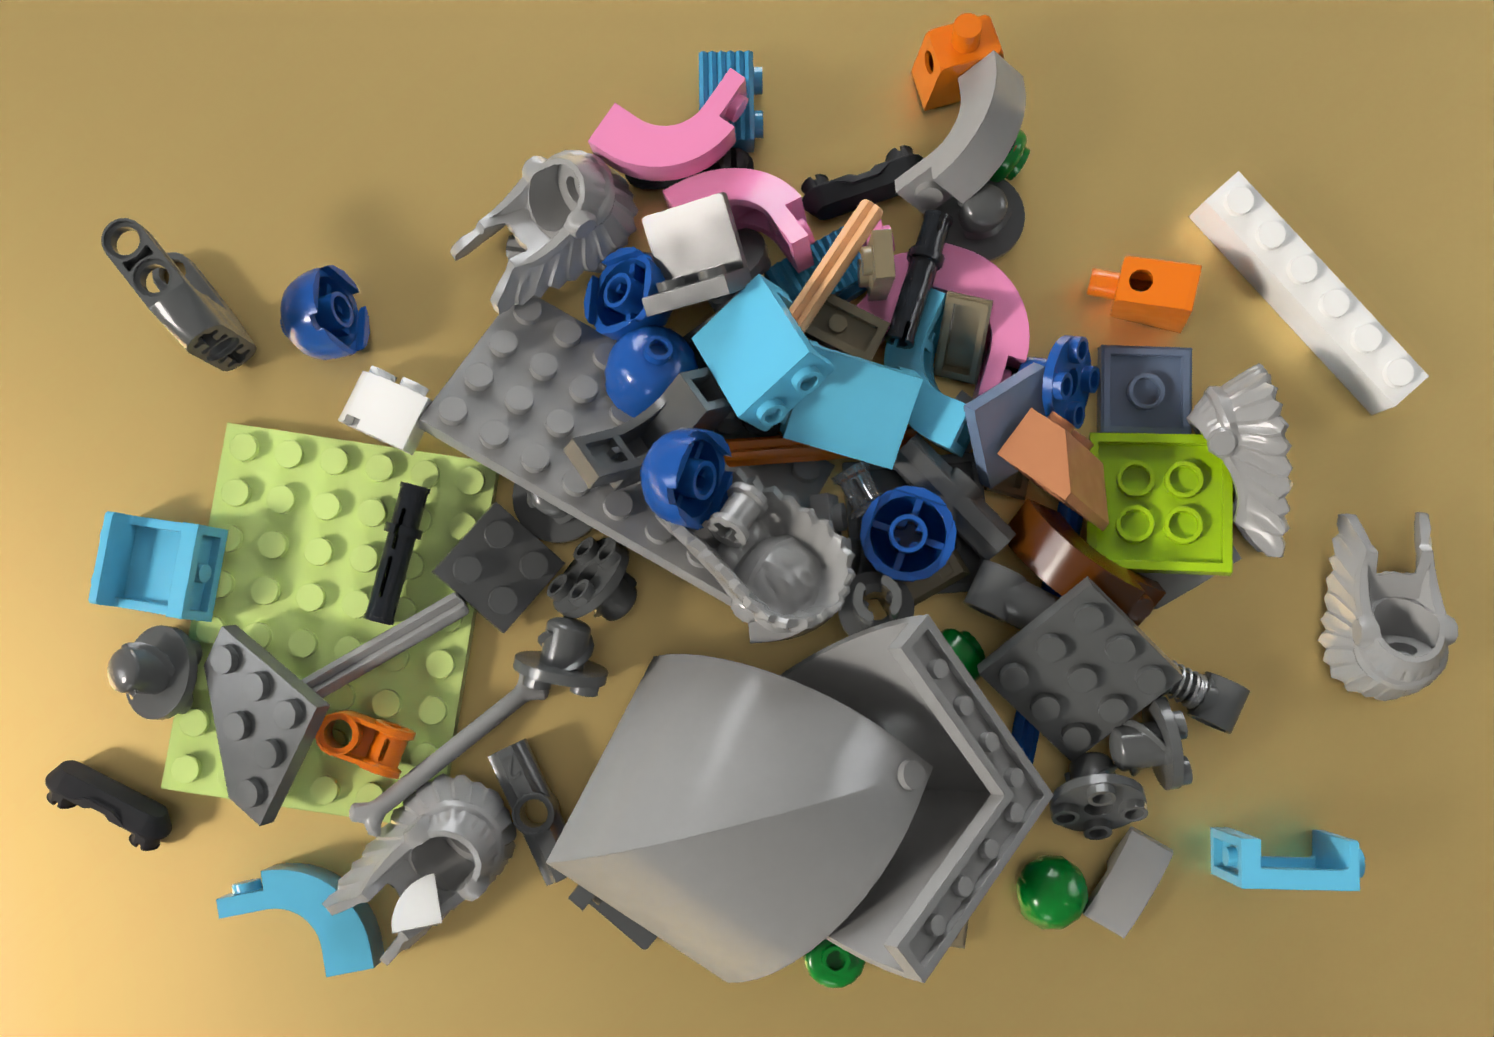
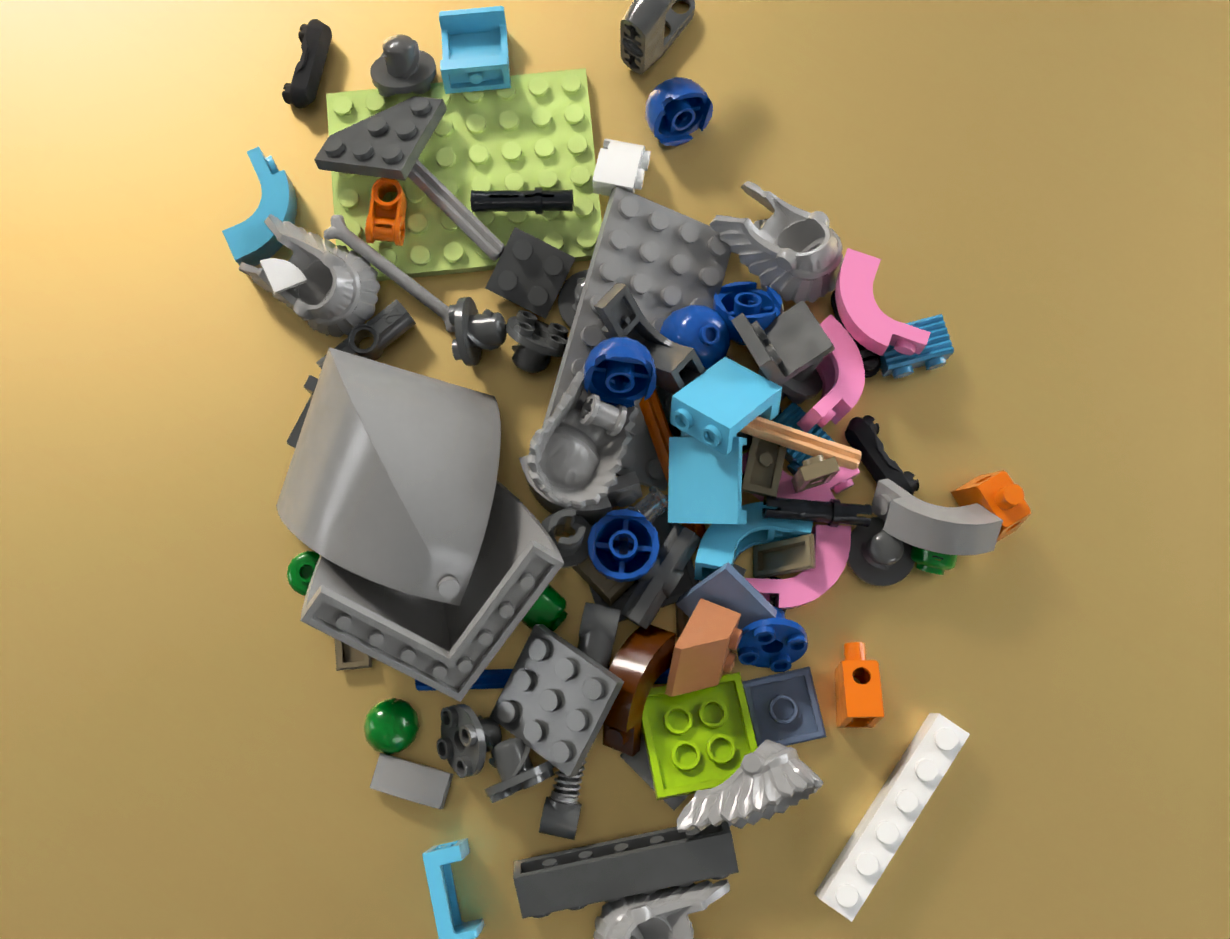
camera: 80 degrees right, 5 degrees down
(1299, 645) = (622, 868): none -> dark grey brick

